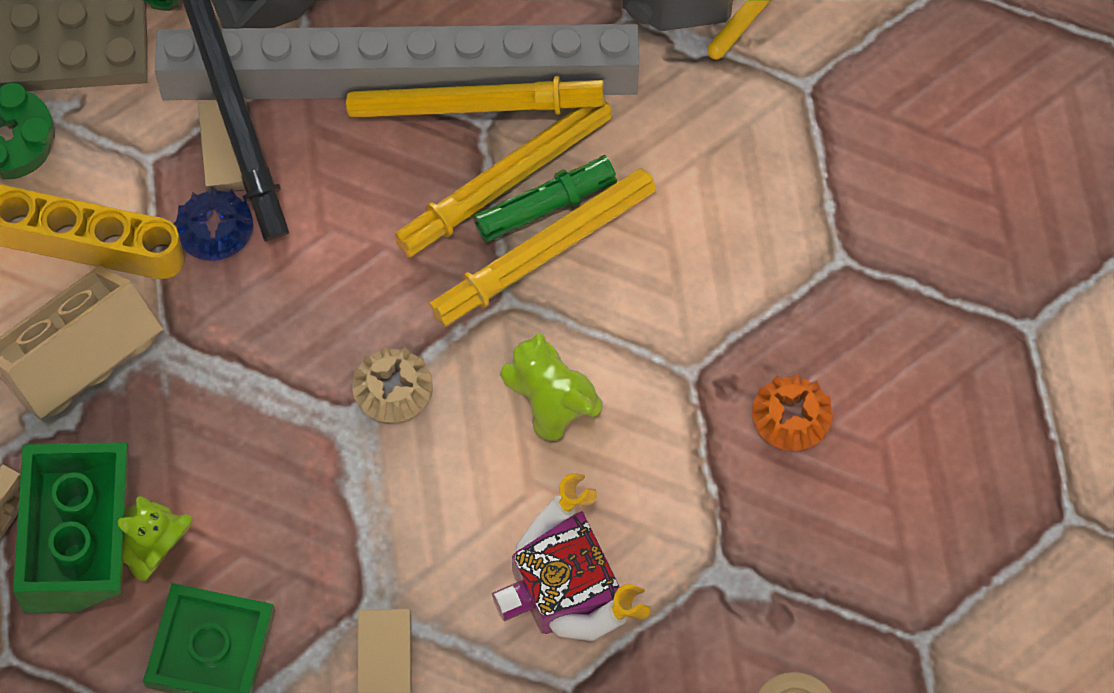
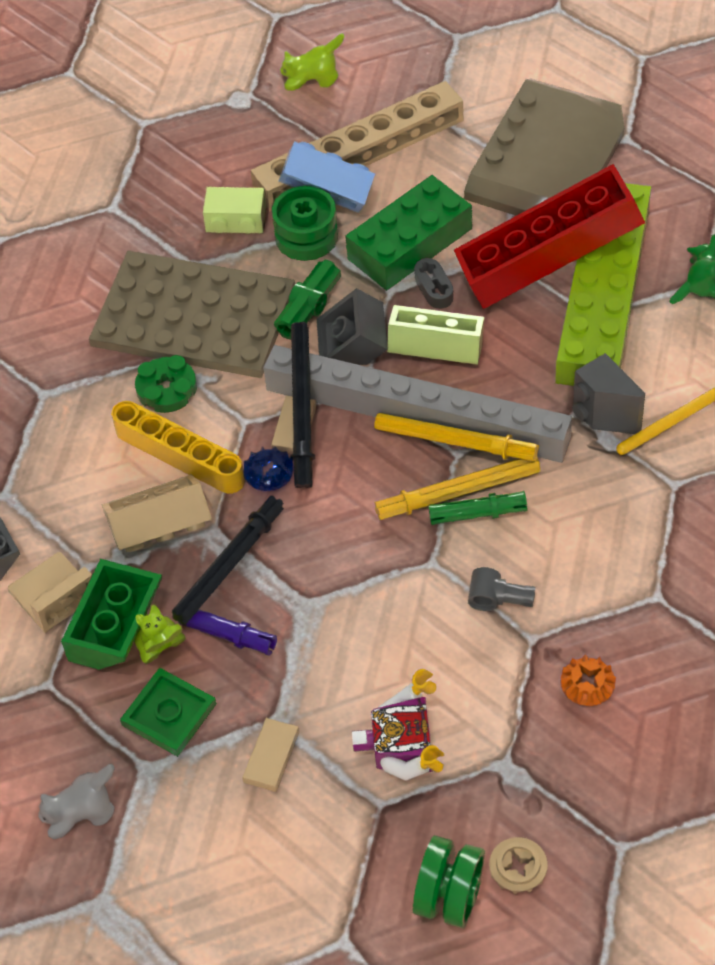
camera: 25 degrees right, 10 degrees down
(232, 317) = (258, 523): none -> black axle
(247, 492) = (239, 633): none -> dark purple pin
(403, 401) = (342, 603): tan gear -> none
(480, 287) = (465, 536): yellow axle -> none
(550, 386) = (436, 619): lime animal -> none
(610, 320) = (490, 590): none -> dark grey pin

